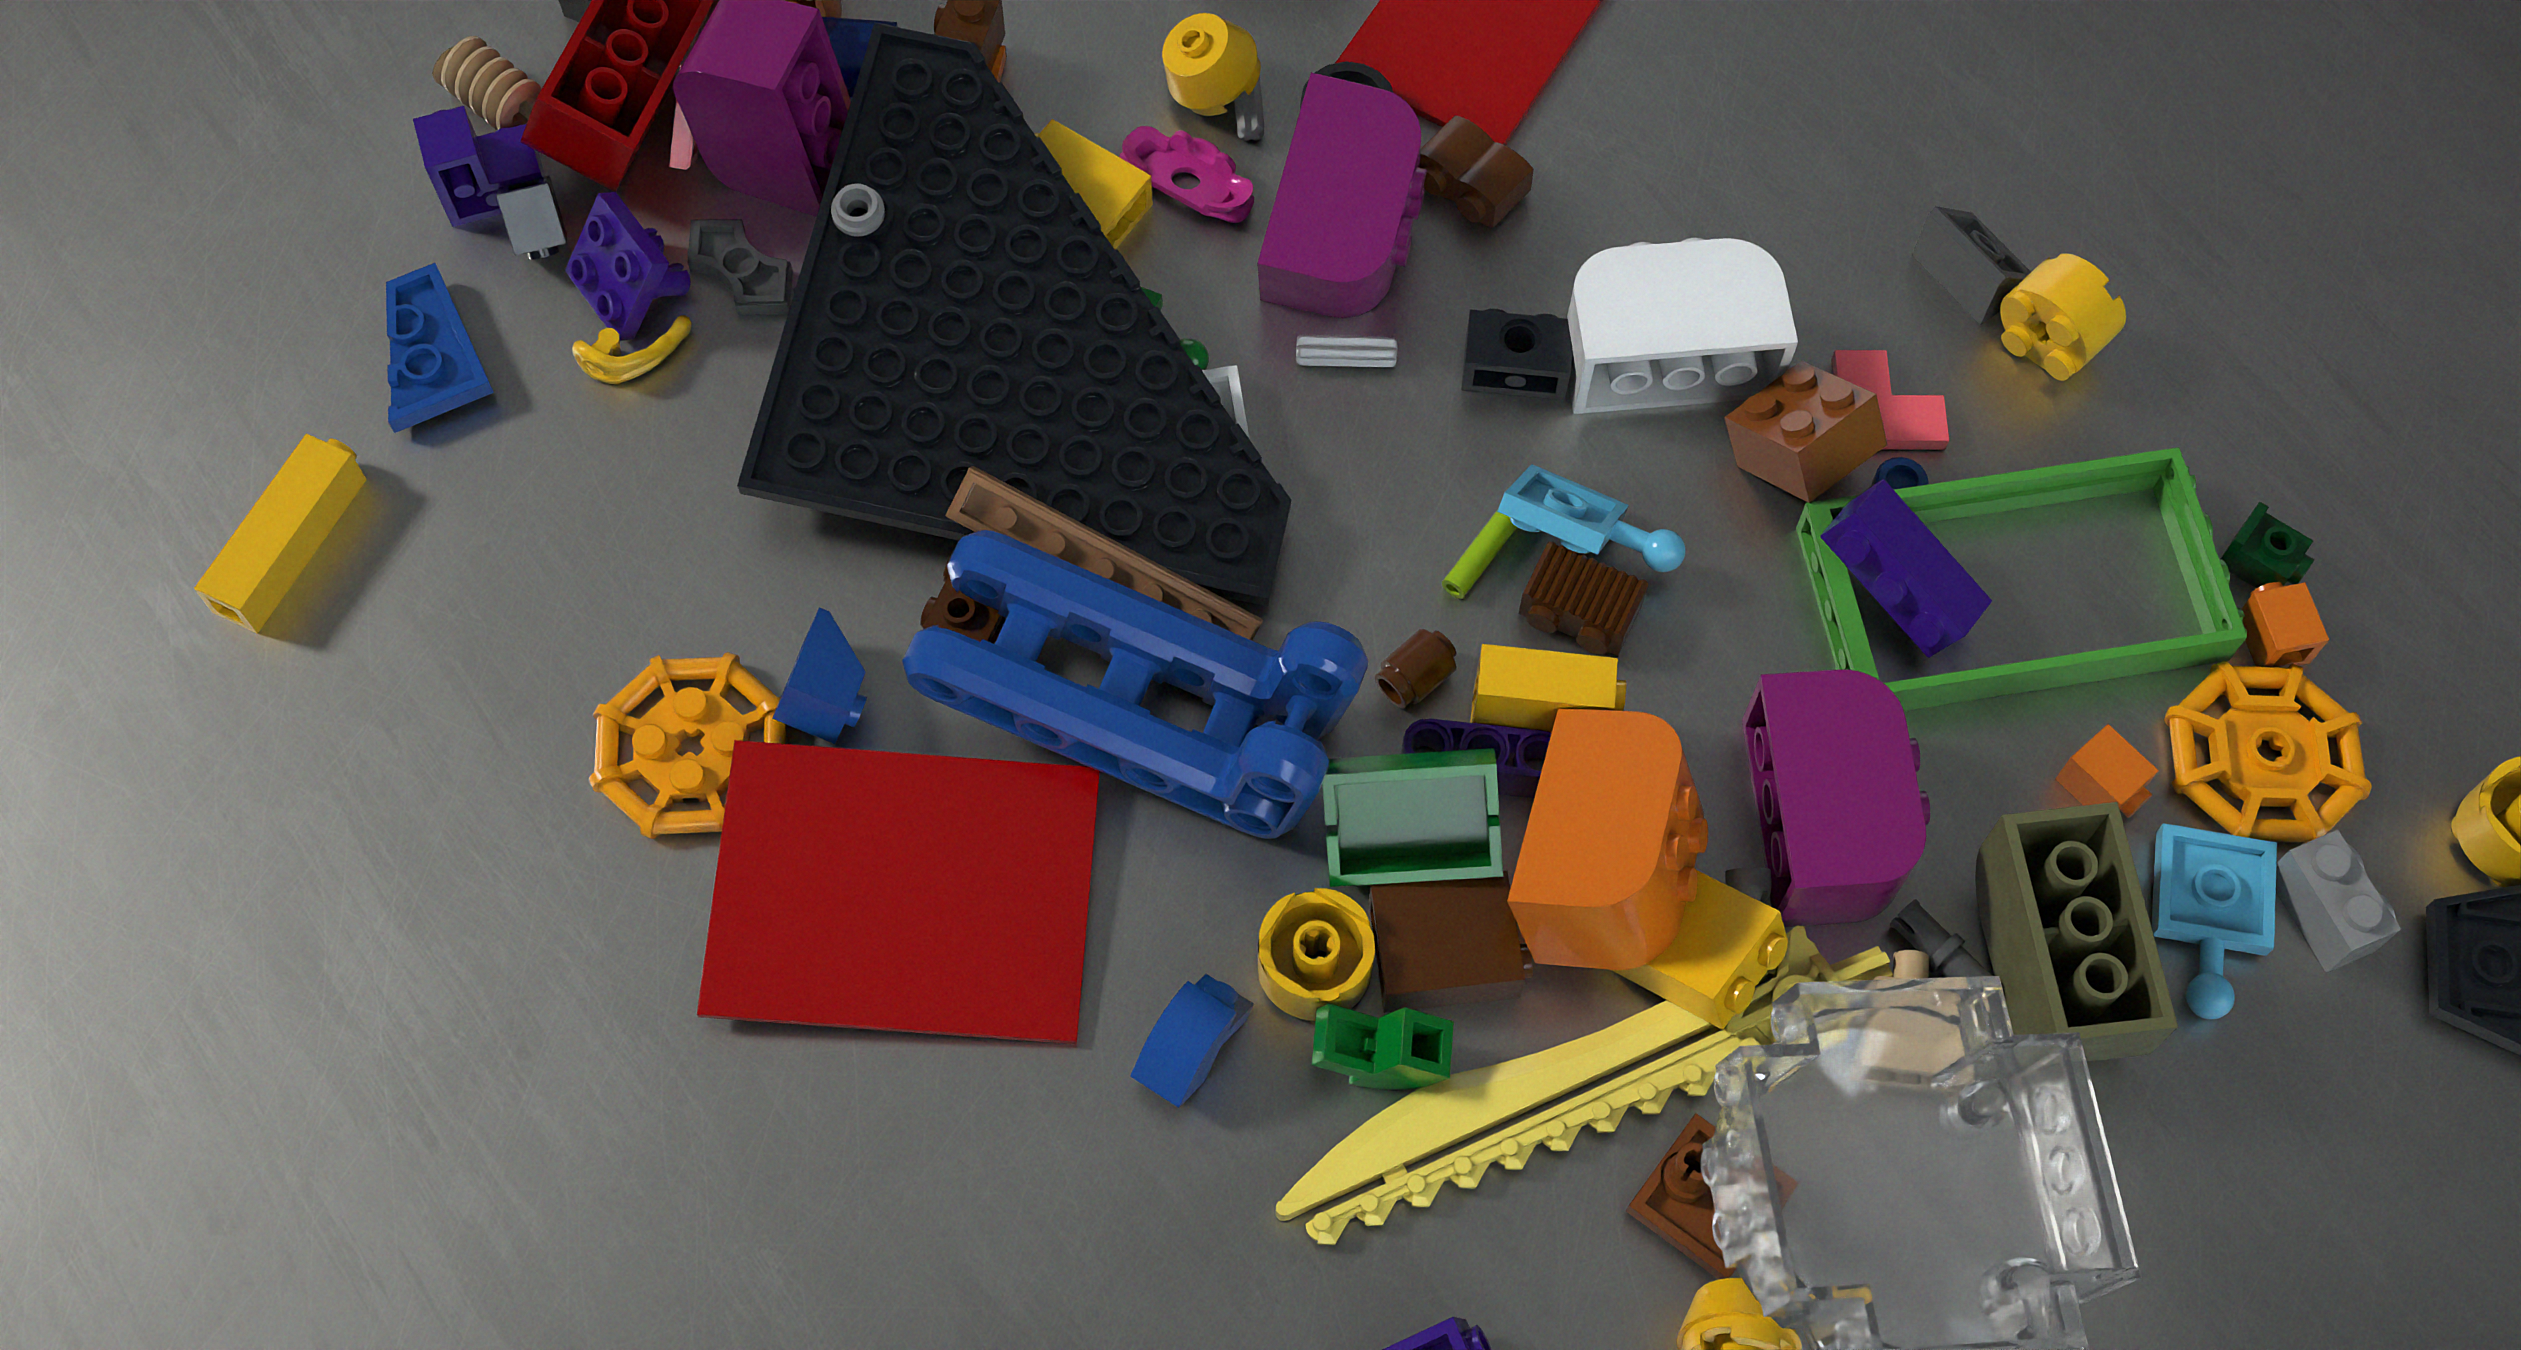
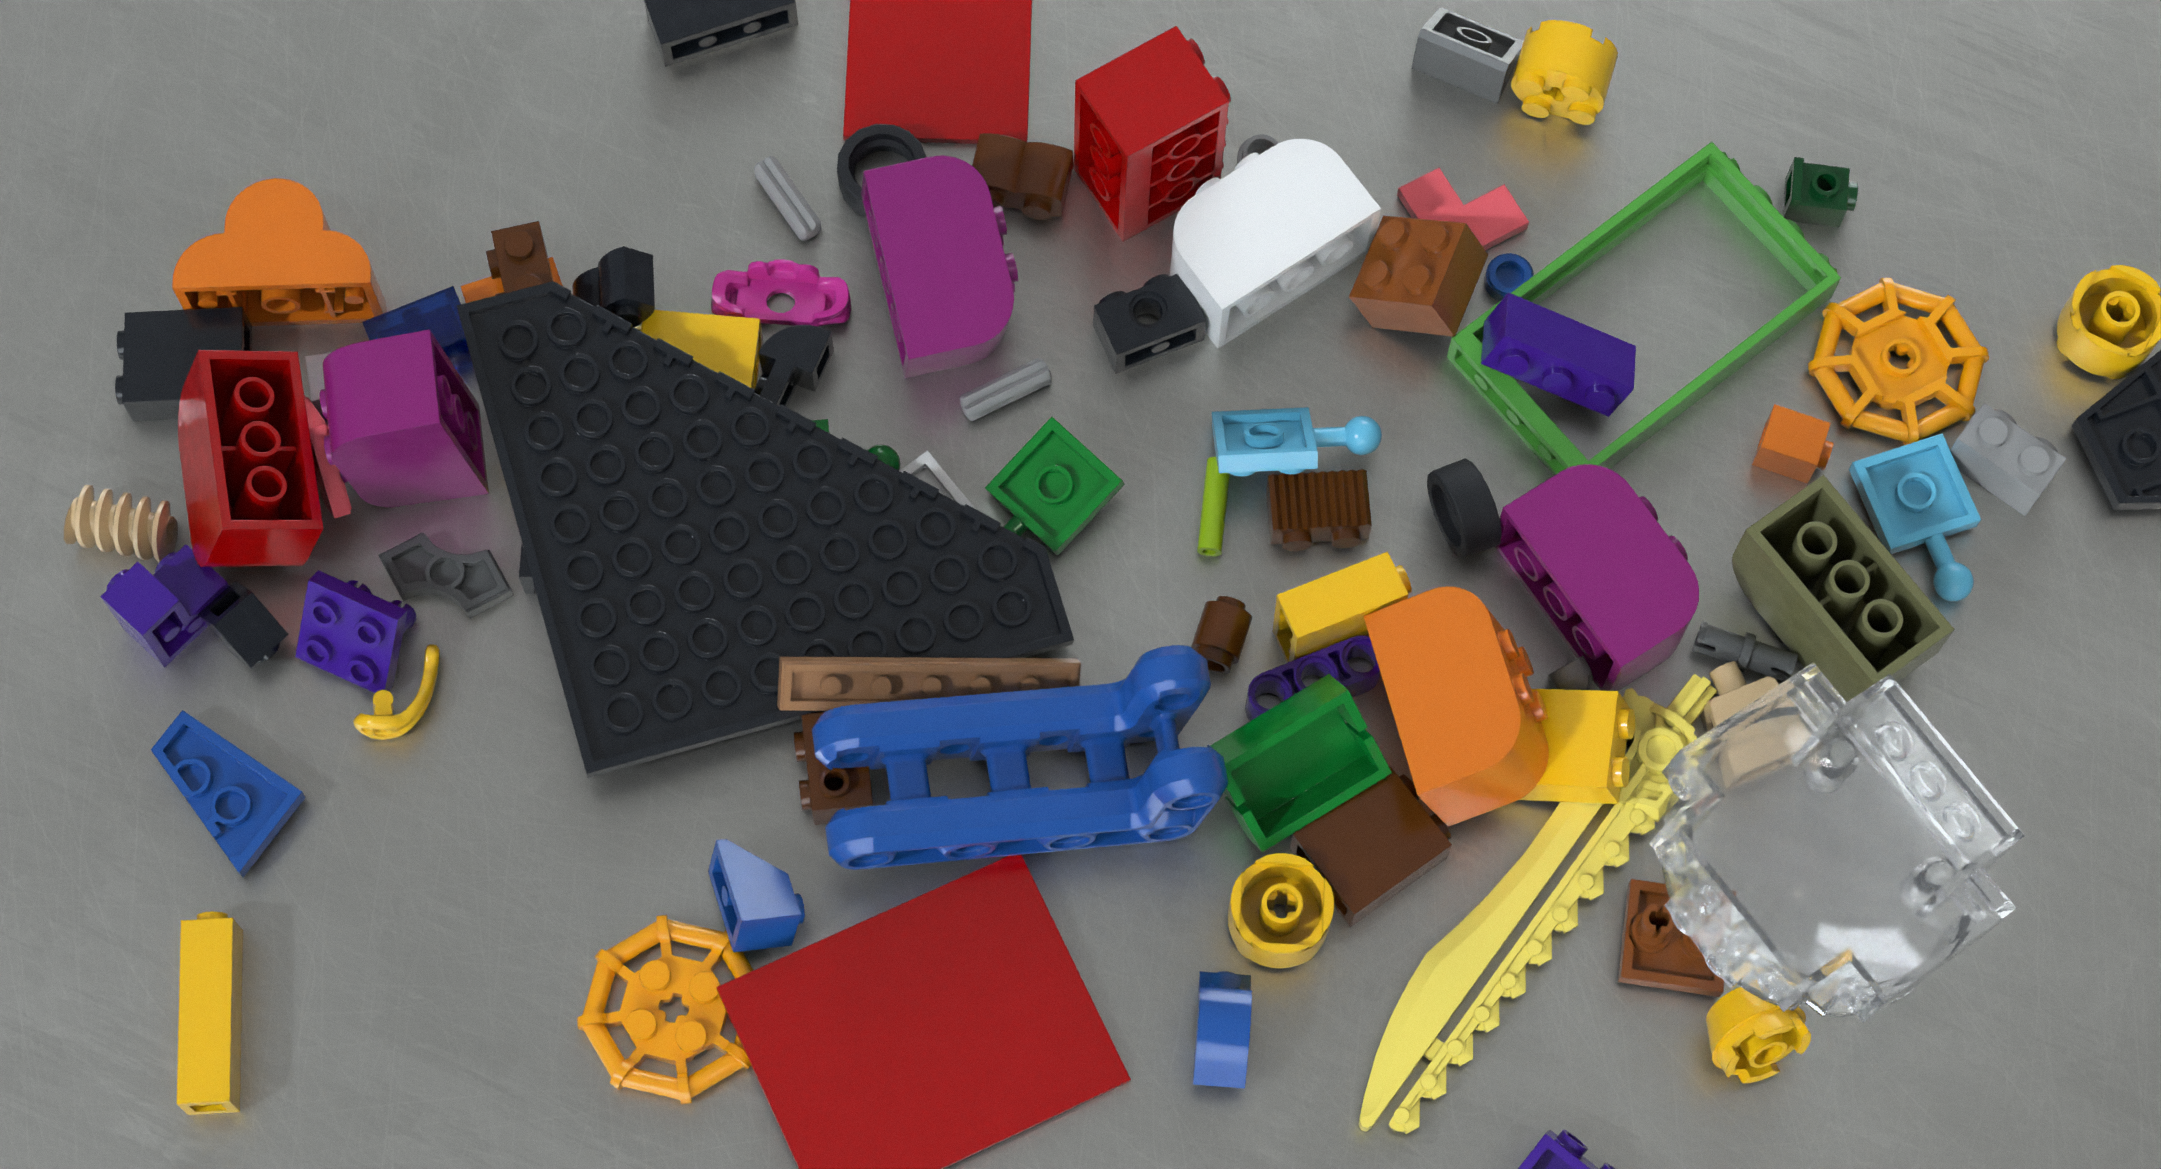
camera: 30 degrees left, 5 degrees up
(854, 197) = (548, 469): light grey plate -> none
(1043, 85) = (620, 284): none -> black brick
(1162, 230) = (793, 359): none -> black brick
(1209, 63) = (746, 189): yellow cone -> none
(1336, 455) = (1053, 487): none -> green plate
(1384, 1052) = (1375, 957): green brick -> none
(1610, 163) = (1149, 131): none -> red brick
(1727, 667) = (1464, 508): none -> black tyre
(2283, 625) = (1859, 250): orange brick -> none

